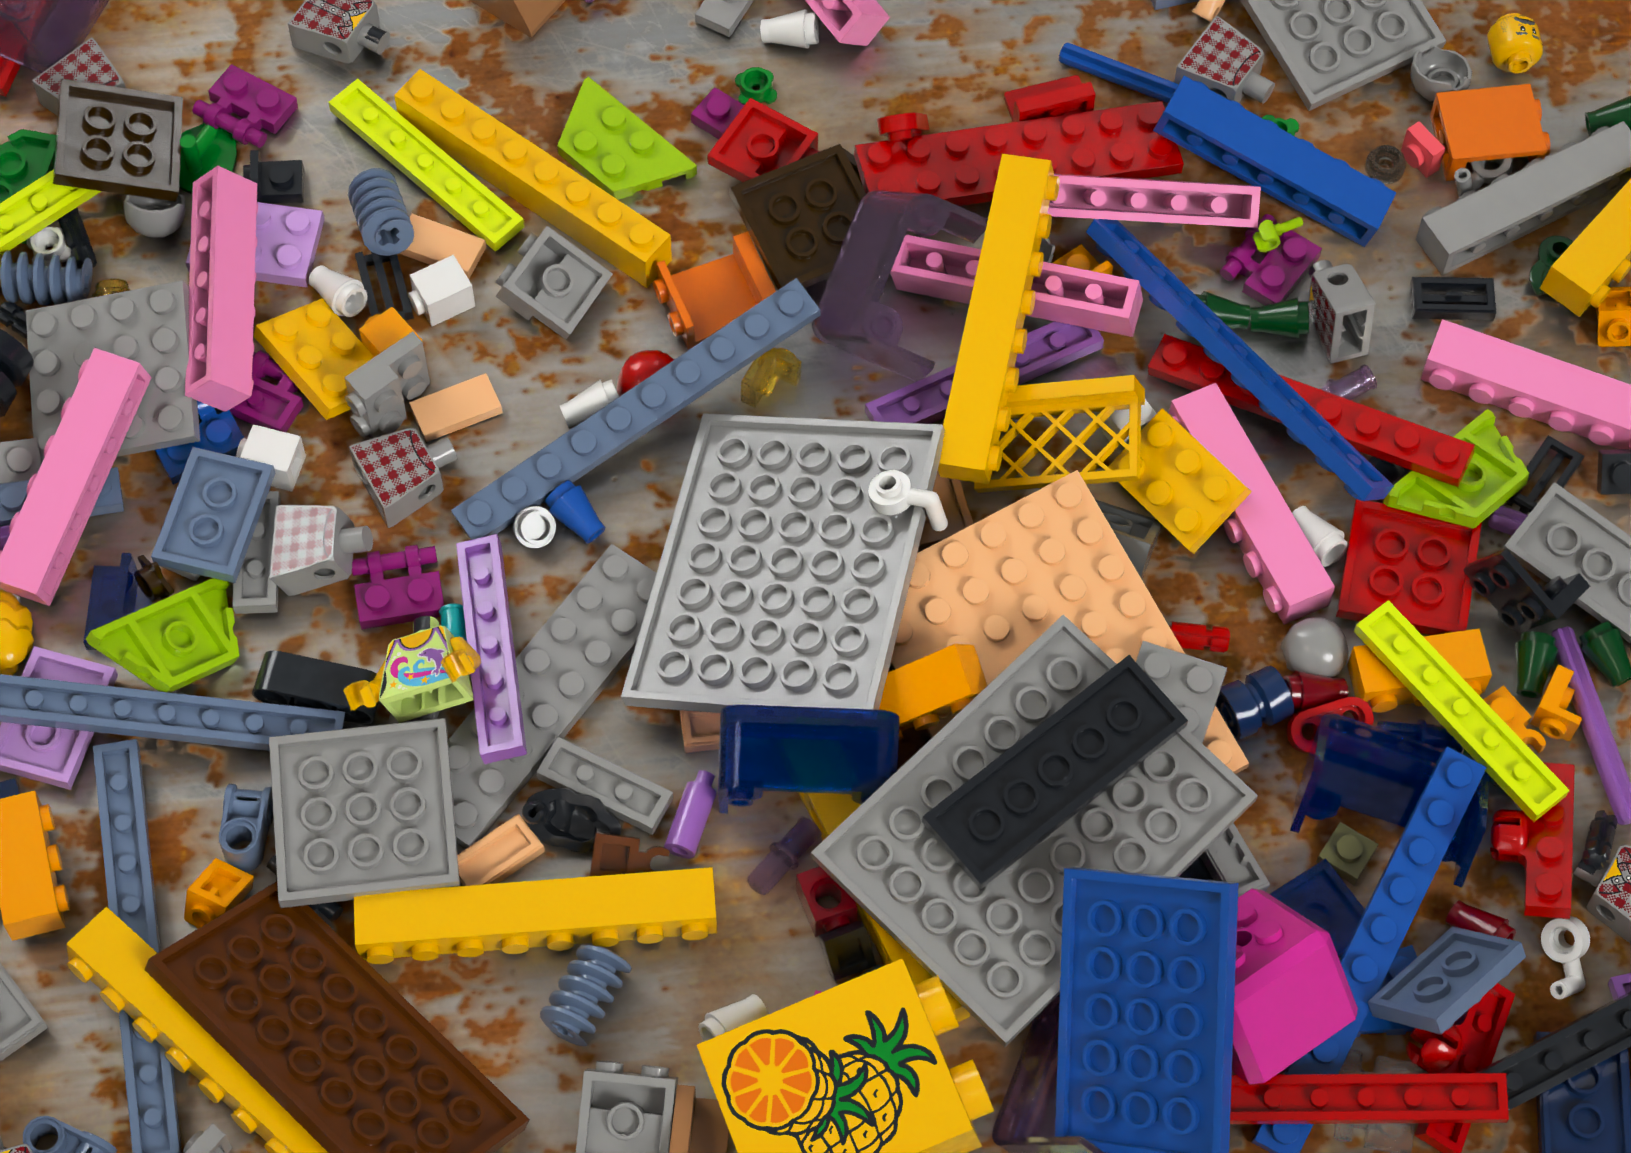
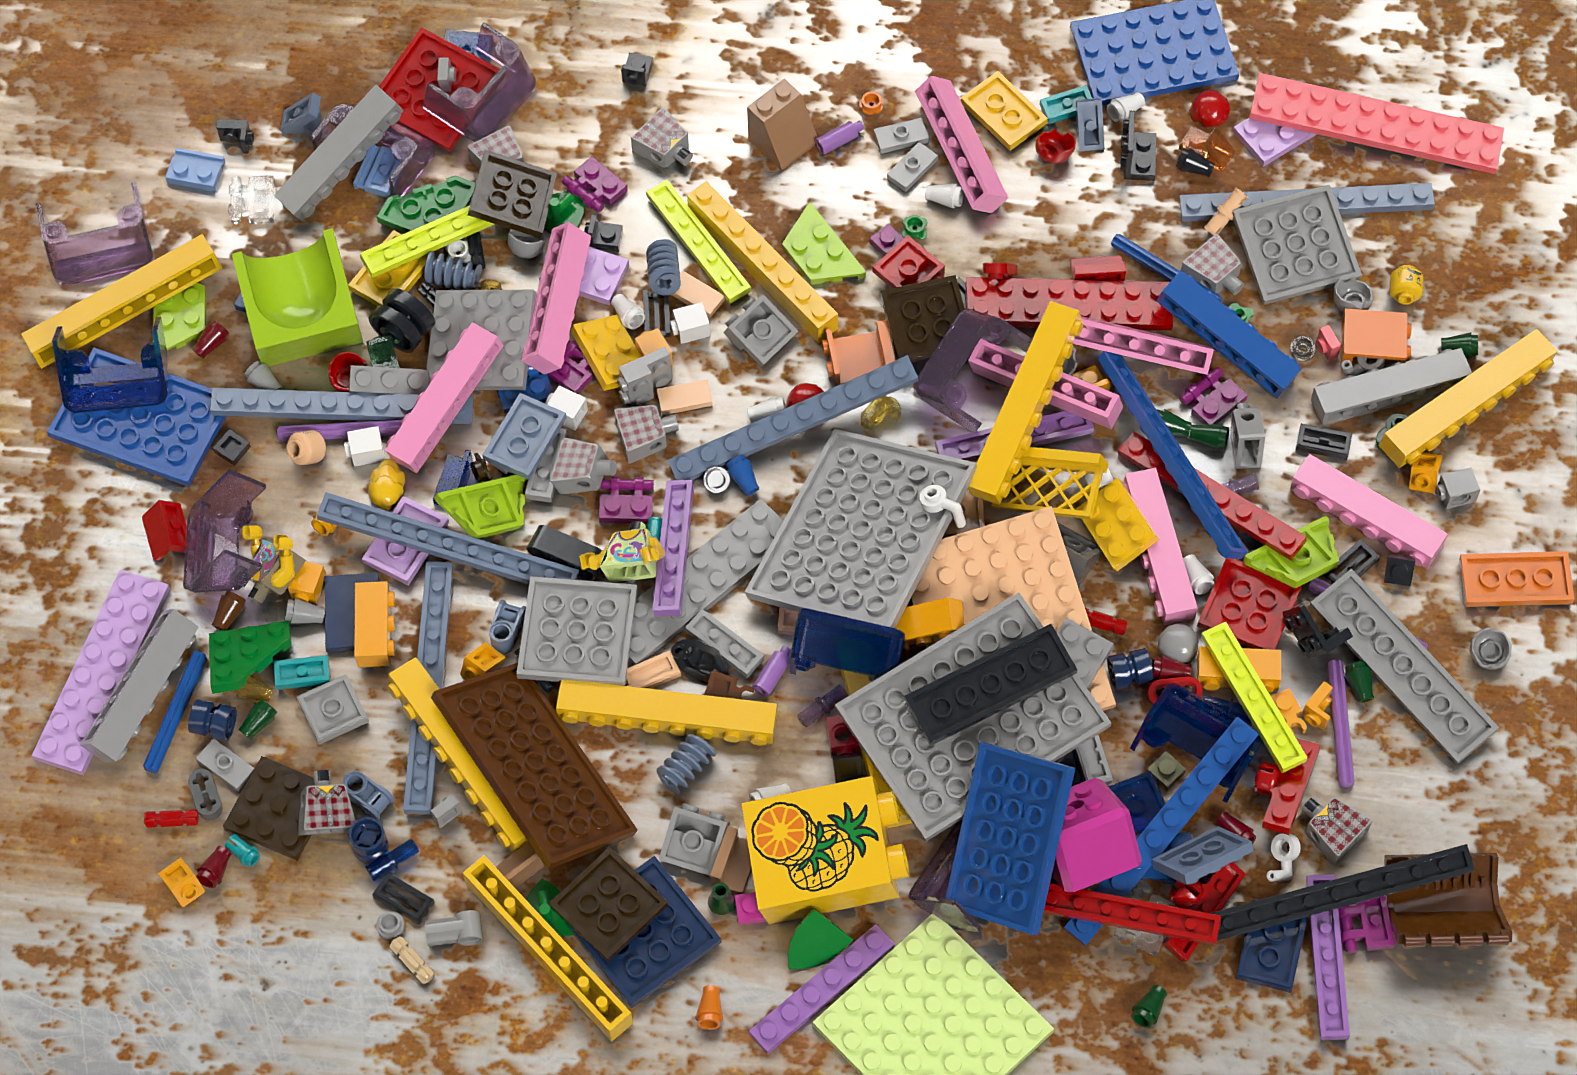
camera: 15 degrees right, 0 degrees up
(1268, 235) = (1213, 380): lime hand -> none
(1534, 662) = (1312, 677): dark green cone -> none
(1600, 840) = (1322, 792): black axle -> none

